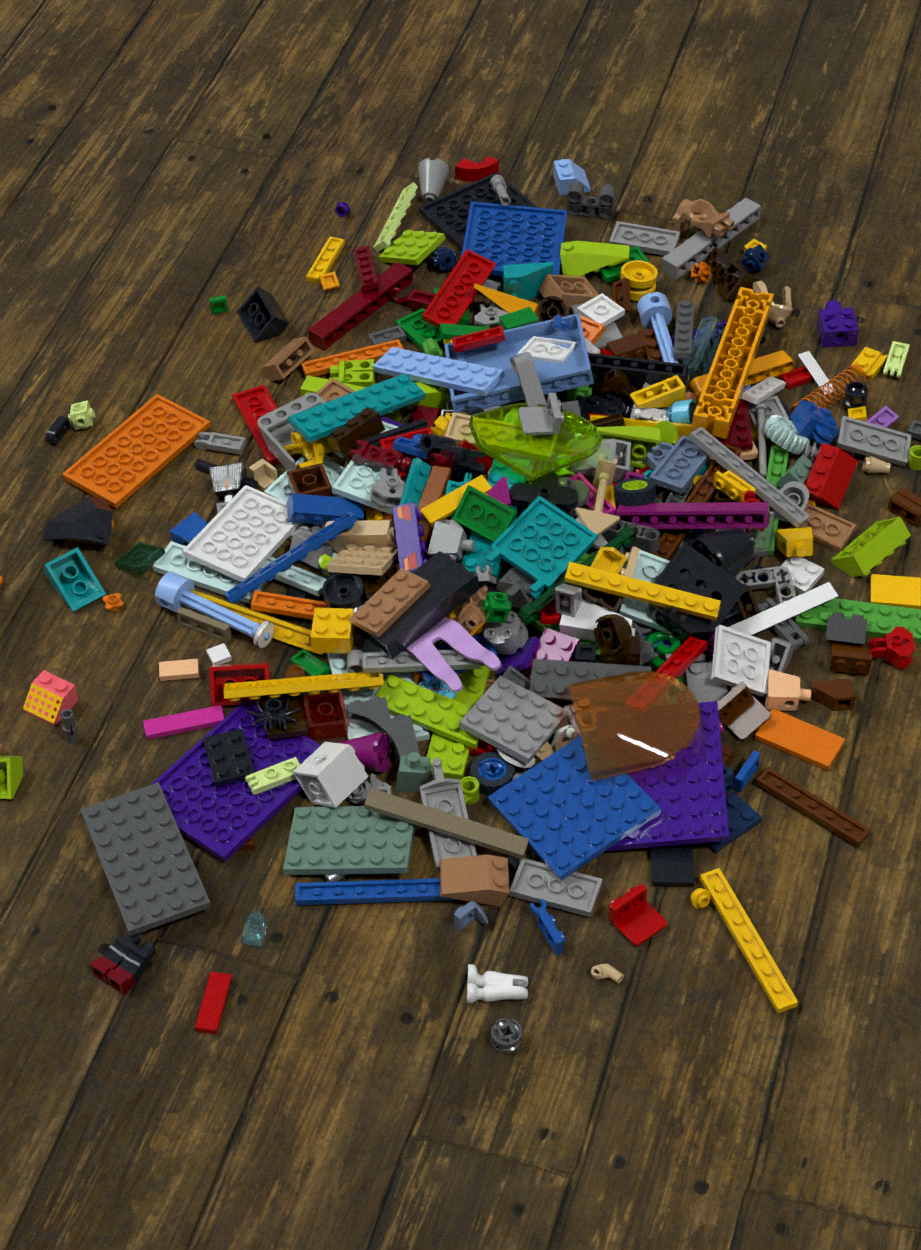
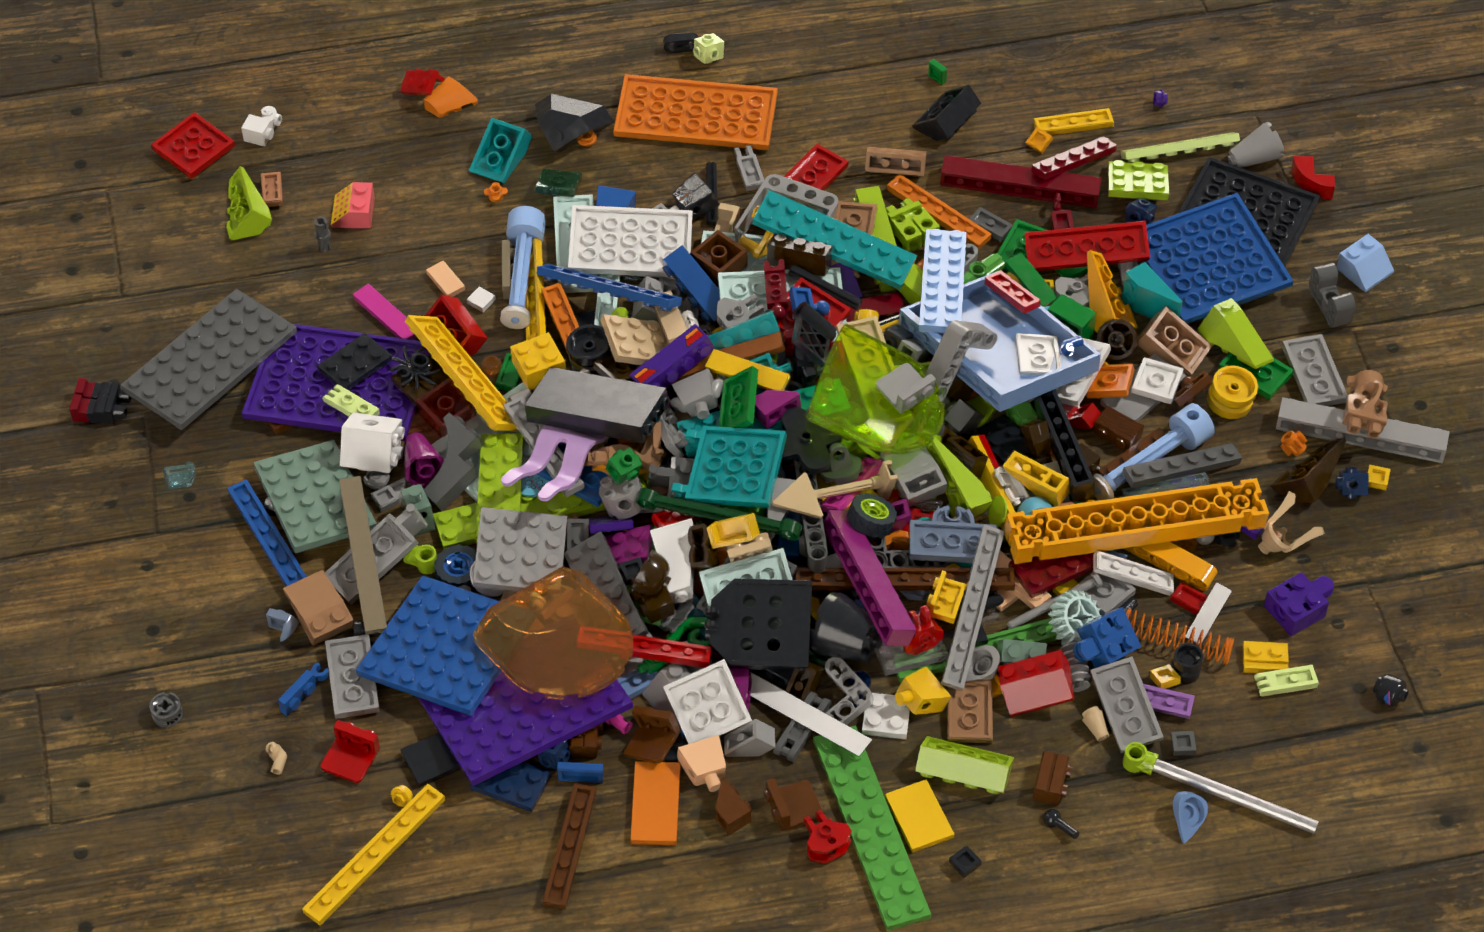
camera: 60 degrees right, 5 degrees up
(213, 1003) = (94, 484): red tile -> none
(390, 602) = (579, 381): medium nougat plate -> none
(495, 986) = (214, 679): white piece -> none
(500, 187) = (1261, 217): light grey pin -> none
(568, 599) = (673, 516): light grey slope -> none
(642, 591) = (719, 574): yellow plate -> none
(846, 628) = (821, 782): dark grey brick -> none

